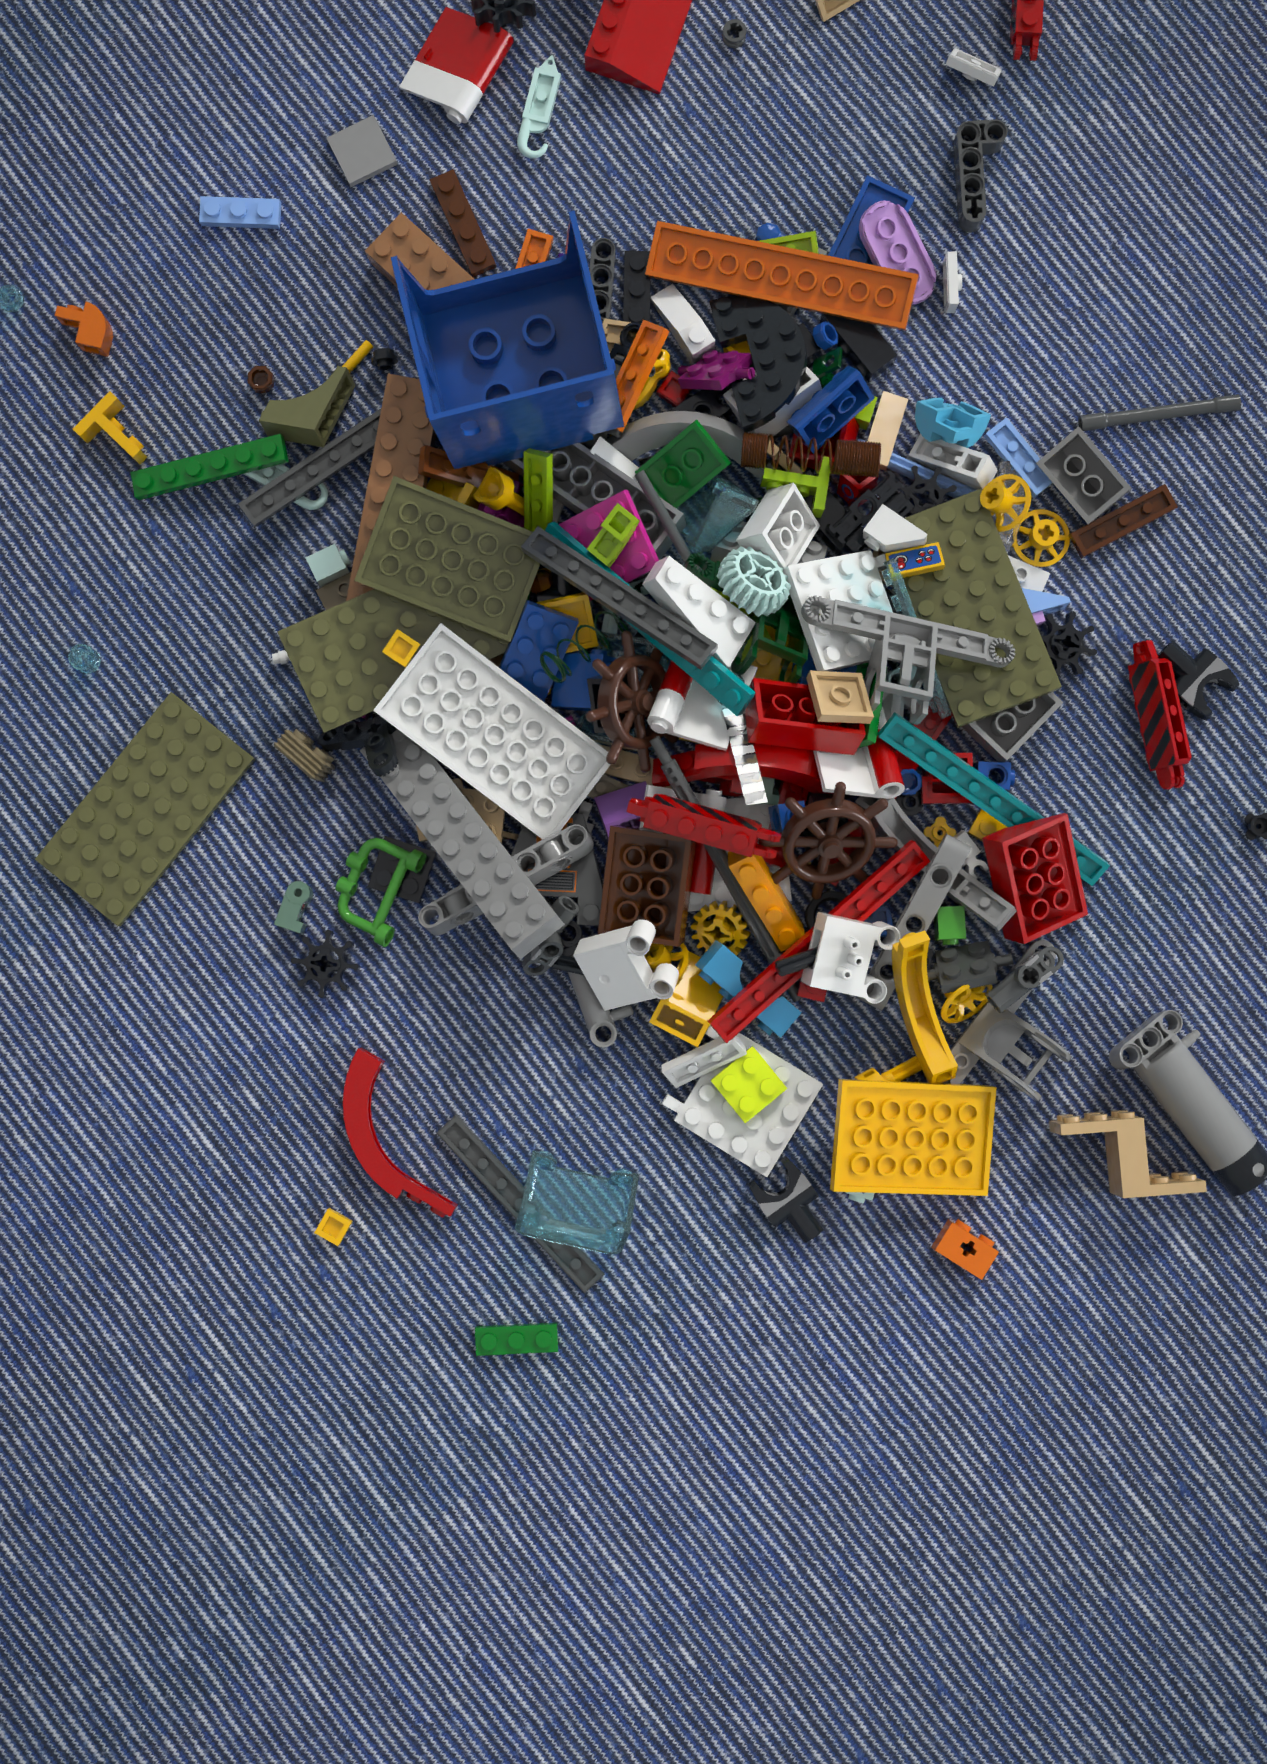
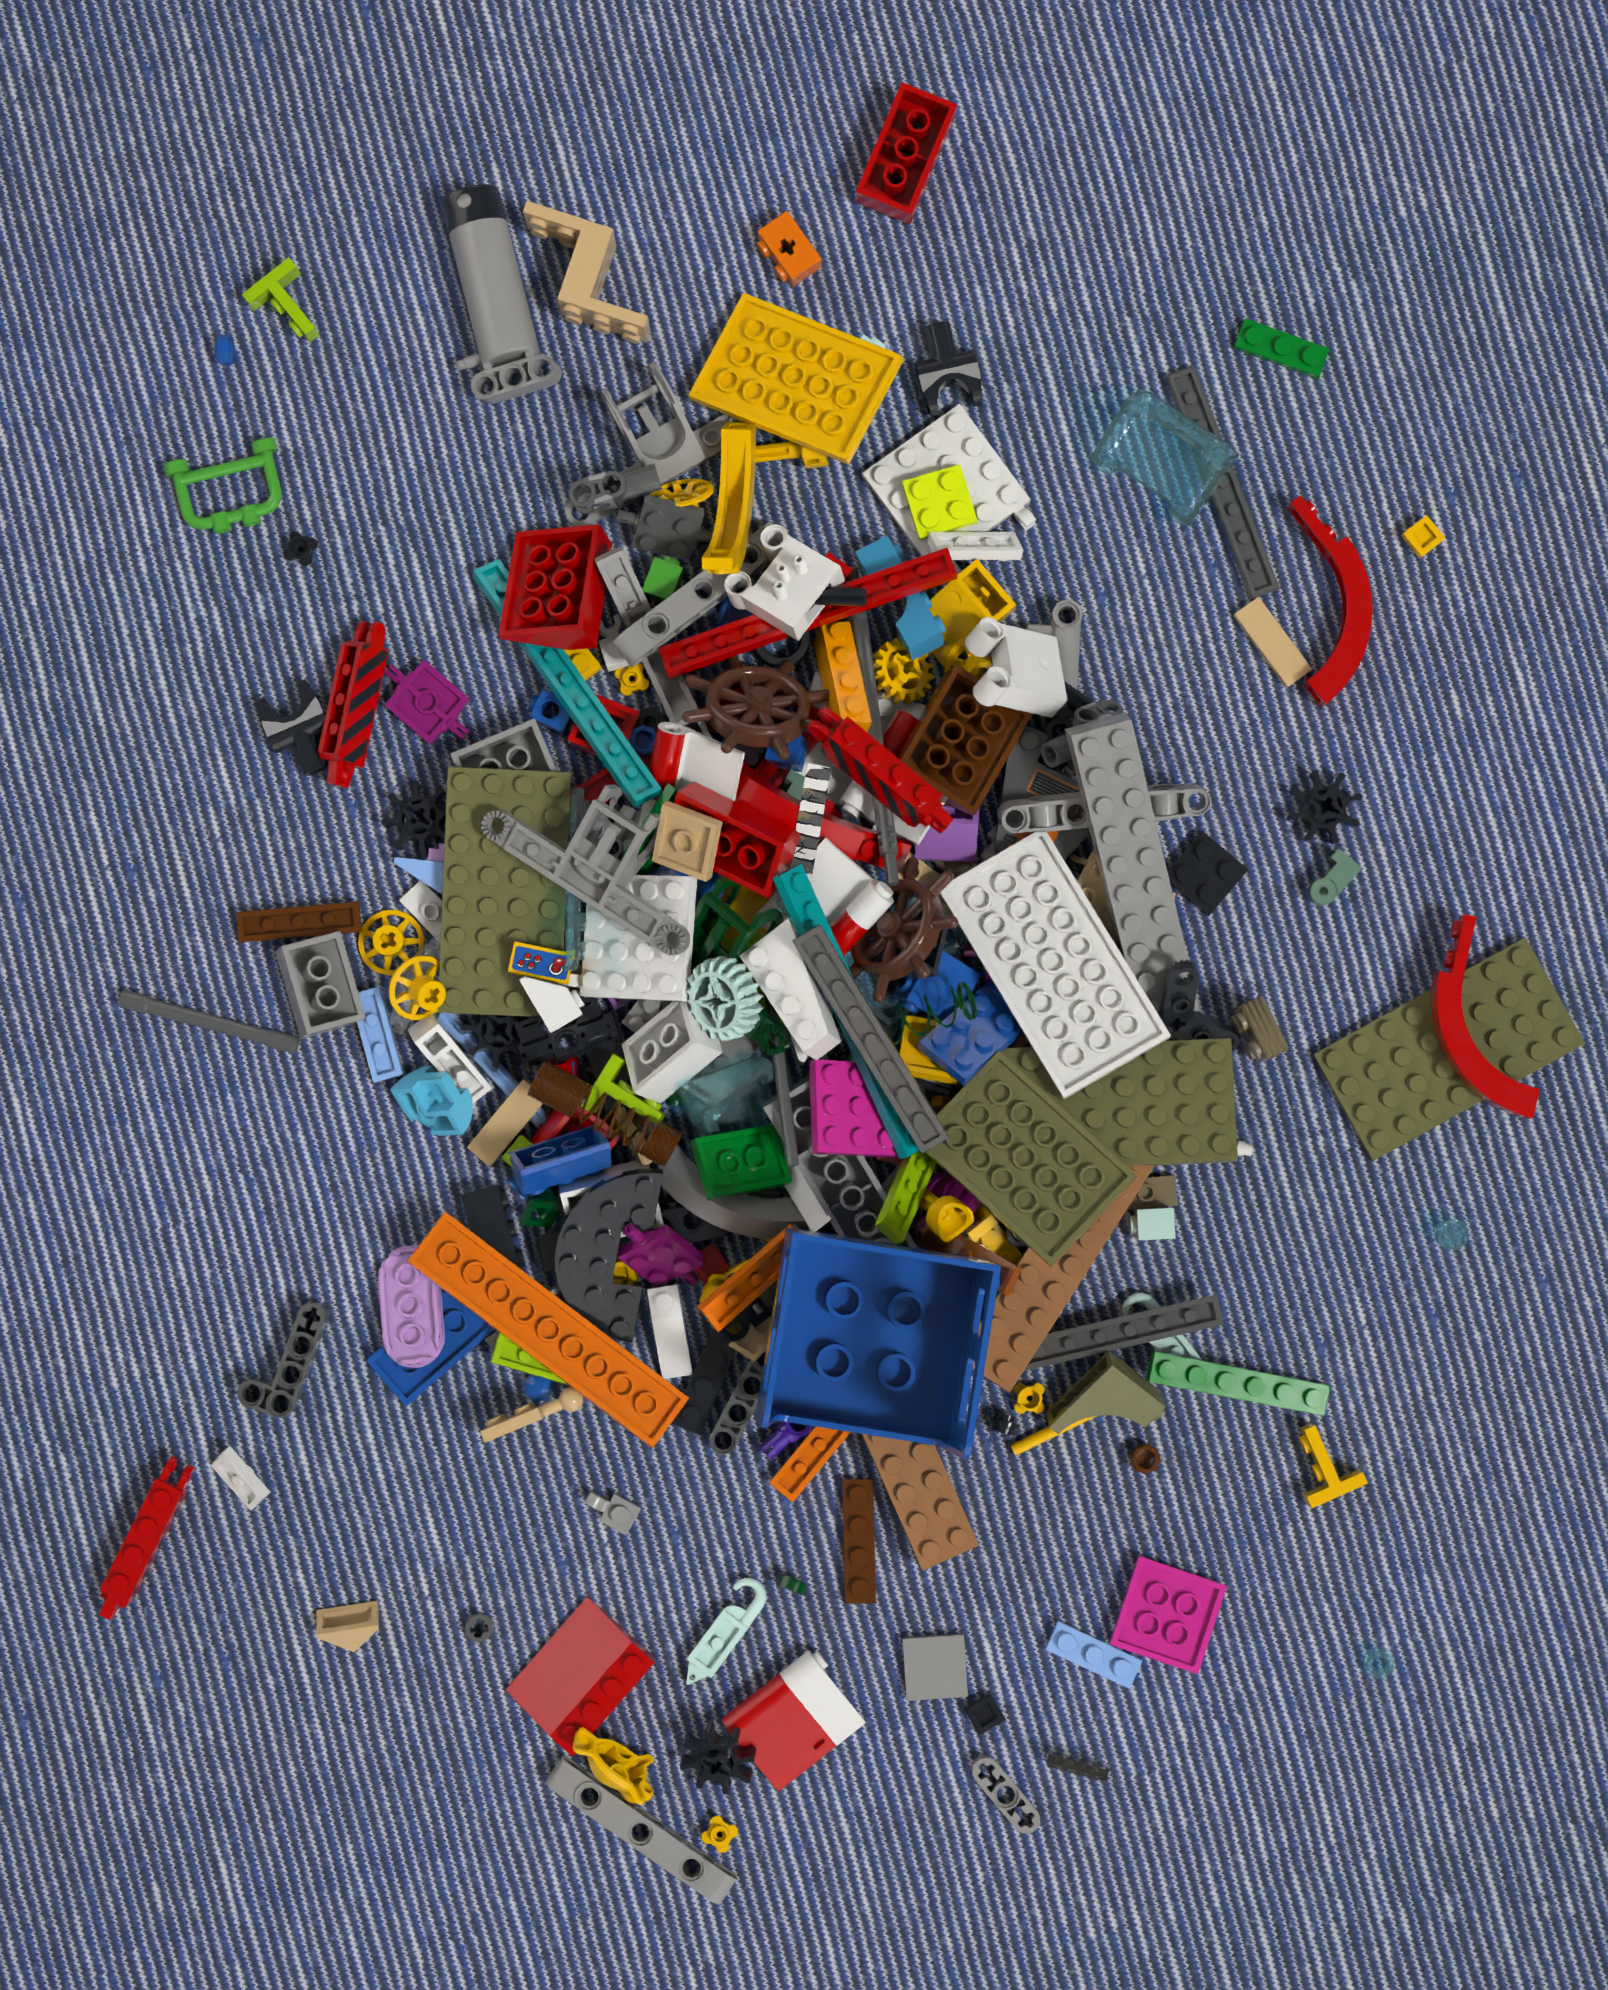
camera: 165 degrees left, 0 degrees up
(94, 329) = (1300, 1588): orange brick -> none
(155, 832) = (1455, 1038): none -> red arch
(193, 265) = (1168, 1614): none -> dark pink plate
(218, 119) = (1076, 1765): none -> clear smoke tile
(260, 66) = (1014, 1817): none -> light grey beam
(308, 132) = (984, 1713): none -> black tile
(348, 886) = (1268, 879): bright green bar -> none
(366, 385) = (1035, 1404): none -> yellow plate
(401, 648) = (1115, 1088): yellow plate -> none
(423, 1085) = (1272, 642): none -> tan tile
(501, 165) = (791, 1584): none -> dark green tile
(614, 535) = (847, 1109): lime slope -> none
(663, 166) = (617, 1511): none -> light grey plate
(779, 191) = (569, 1400): none -> tan plate
(825, 335) = (528, 1246): blue tile -> none
(916, 1385) = (896, 136): none -> red brick
(951, 282) = (366, 1252): white plate -> none
(1098, 742) = (427, 702): none -> magenta plate

